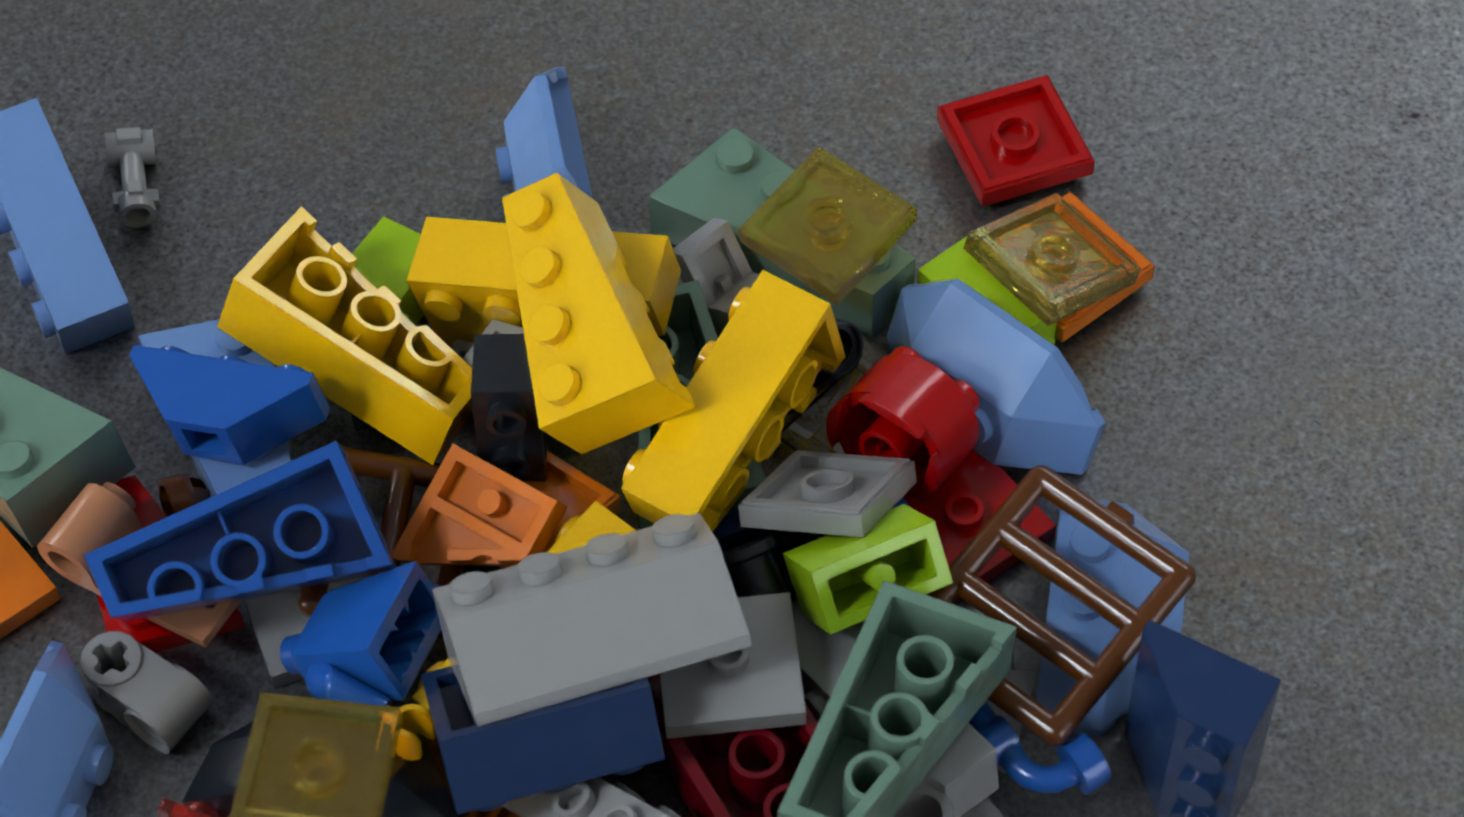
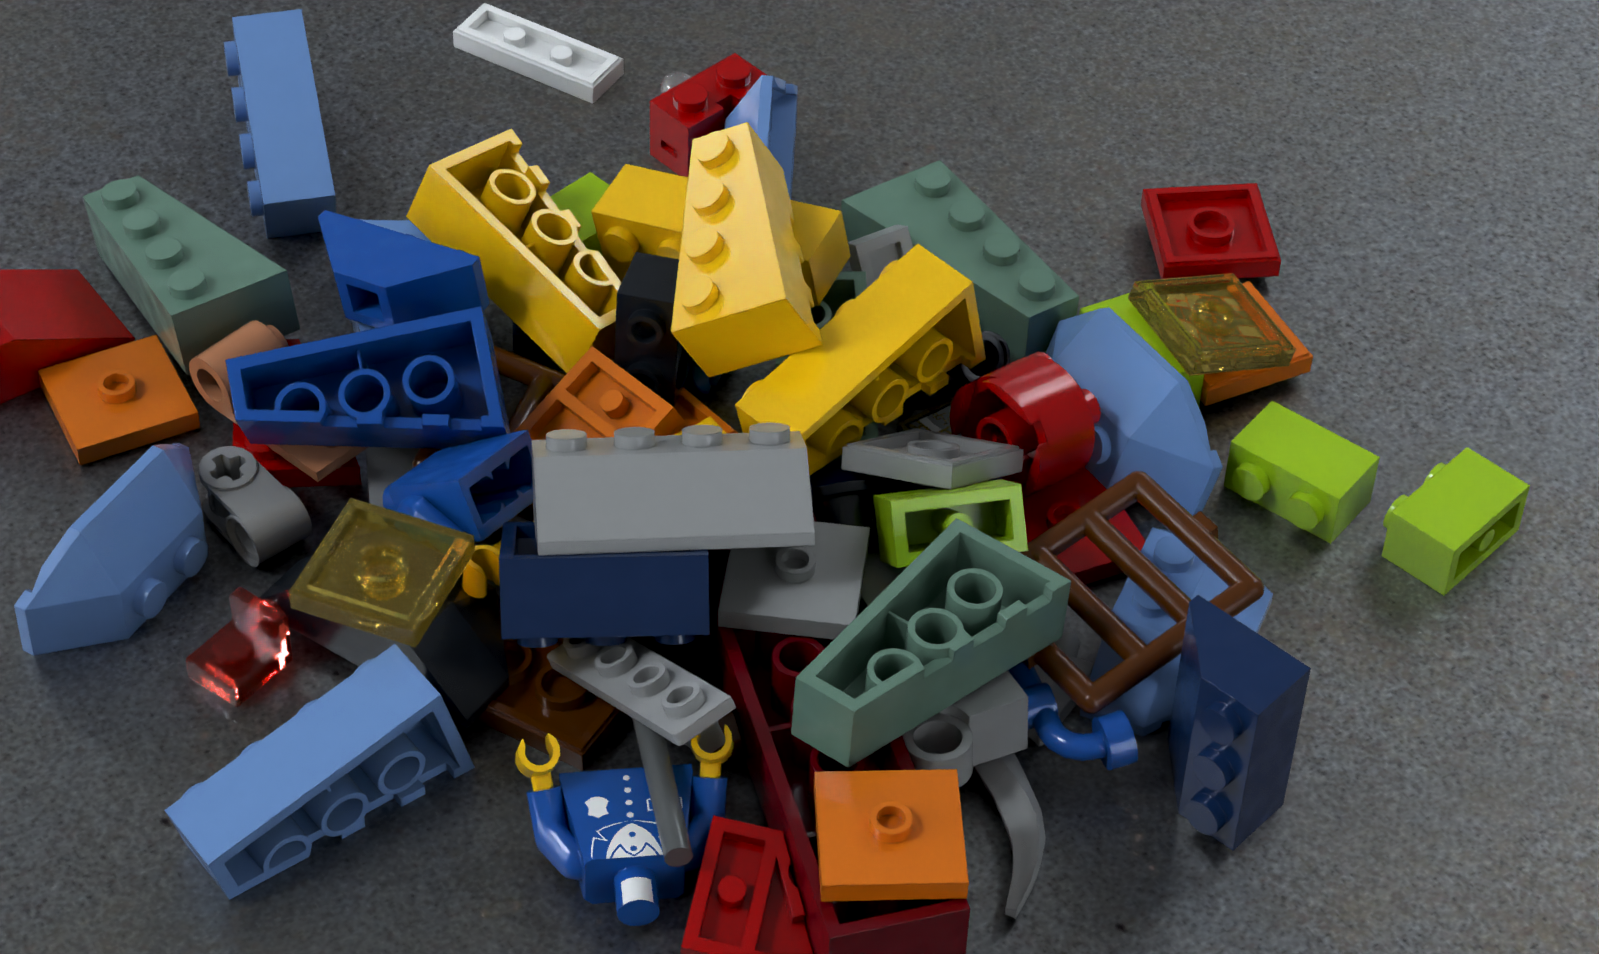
camera: 10 degrees right, 10 degrees down
(130, 151) = (376, 87): light grey bar -> none
(283, 71) = (538, 53): none -> white tile
(471, 112) = (695, 108): none -> red piece
(828, 225) = (1003, 244): clear yellow plate -> none
(1177, 402) = (1301, 471): none -> lime brick
(1338, 424) = (1454, 520): none -> lime brick

